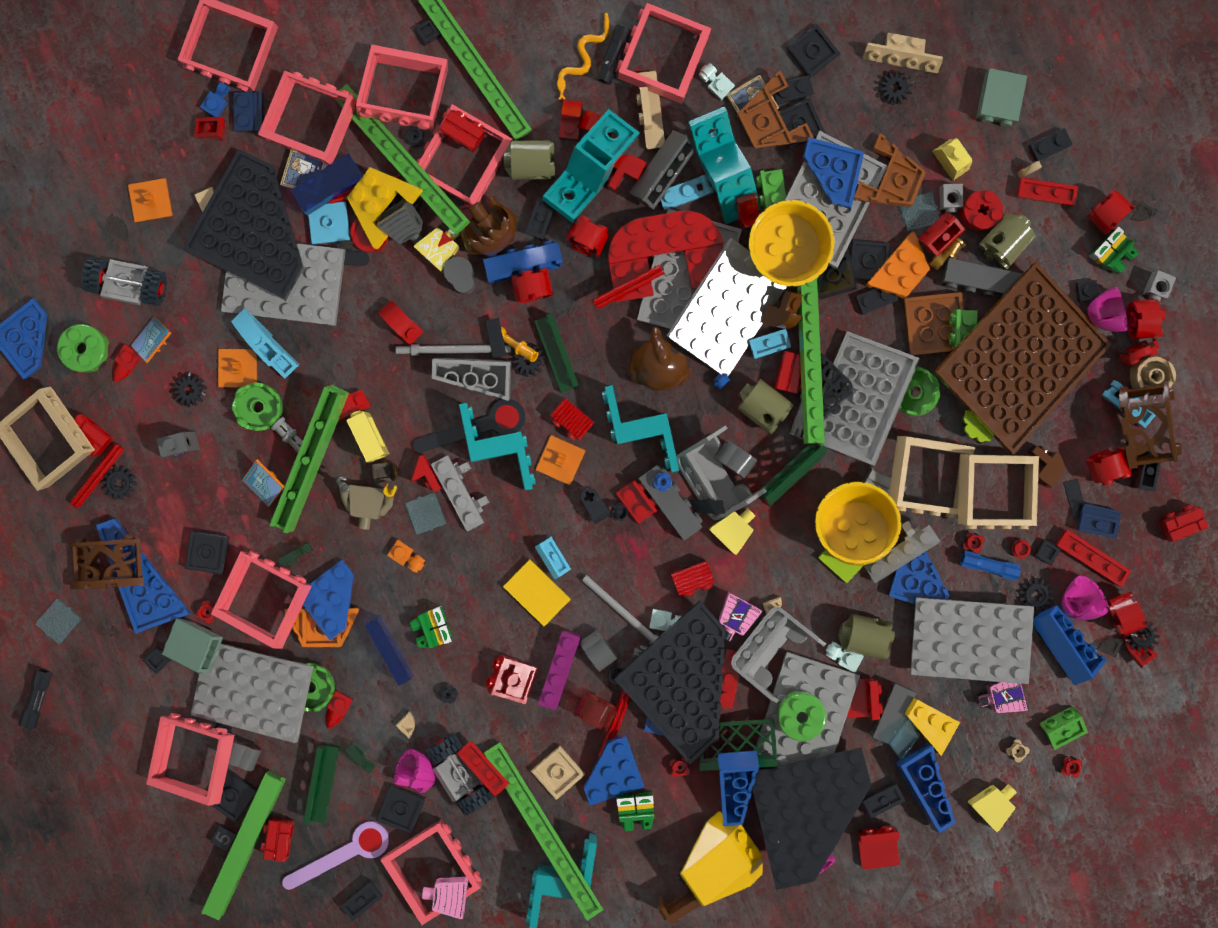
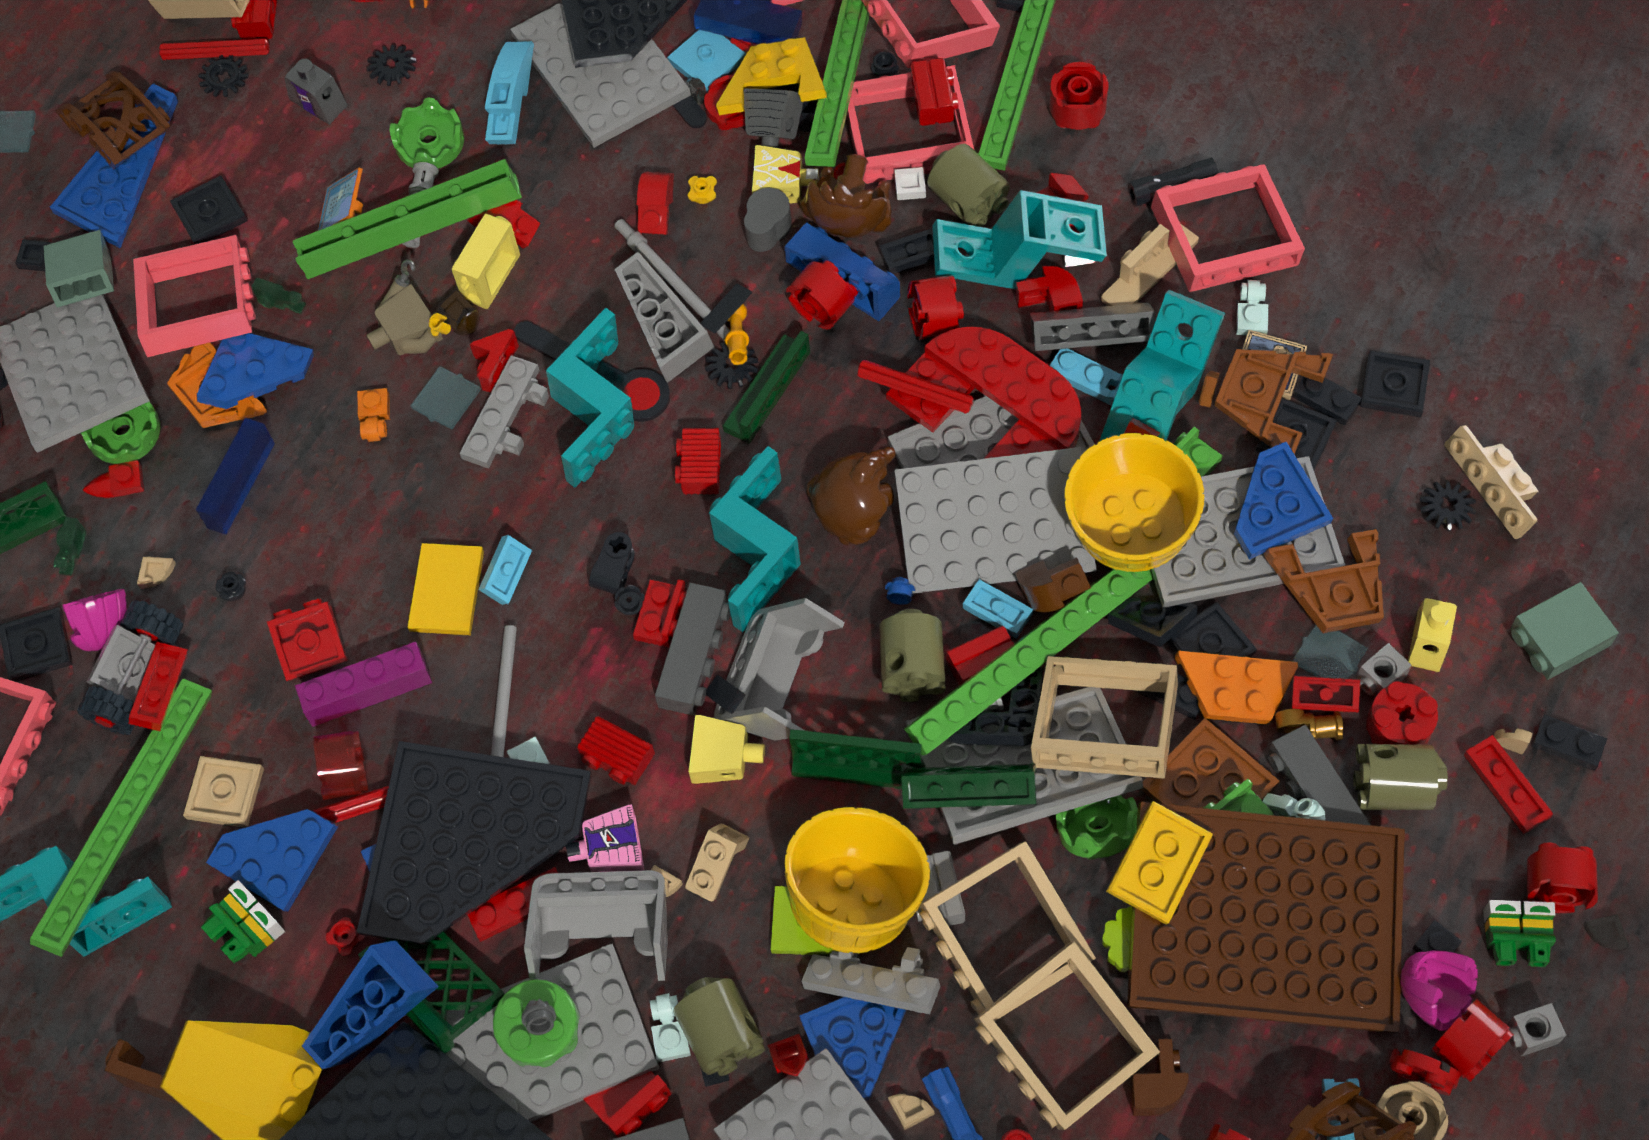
camera: 60 degrees right, 25 degrees down
(201, 613) = (127, 259): red plate -> none
(237, 367) = (458, 89): orange piece -> none
(416, 291) = (705, 195): none -> yellow plate
(435, 636) = (304, 505): green hips -> none
(499, 185) = (910, 183): none -> white plate
(524, 46) = (1078, 96): none -> red brick
(560, 460) = (639, 491): orange piece -> none
(584, 55) = (1088, 158): light orange animal -> none
(598, 650) = (425, 710): dark grey piece -> none
(657, 482) = (712, 615): blue plate -> none
(735, 459) = (814, 678): dark grey piece -> none
(742, 142) = (1209, 388): none -> dark orange tile
(784, 573) = (714, 860): none -> tan bracket
(807, 717) = (538, 1017): none -> dark grey plate
(857, 437) = (969, 786): none -> dark green fence
(896, 366) = (1098, 756): none -> tan window
(904, 615) = (789, 1055): none -> red plate
(966, 580) = (910, 1109): none -> tan tile
(969, 387) = (1159, 862): none -> yellow tile
(978, 542) = (974, 1065): red plate -> none
(992, 297) = (1290, 807): none -> light aqua plate

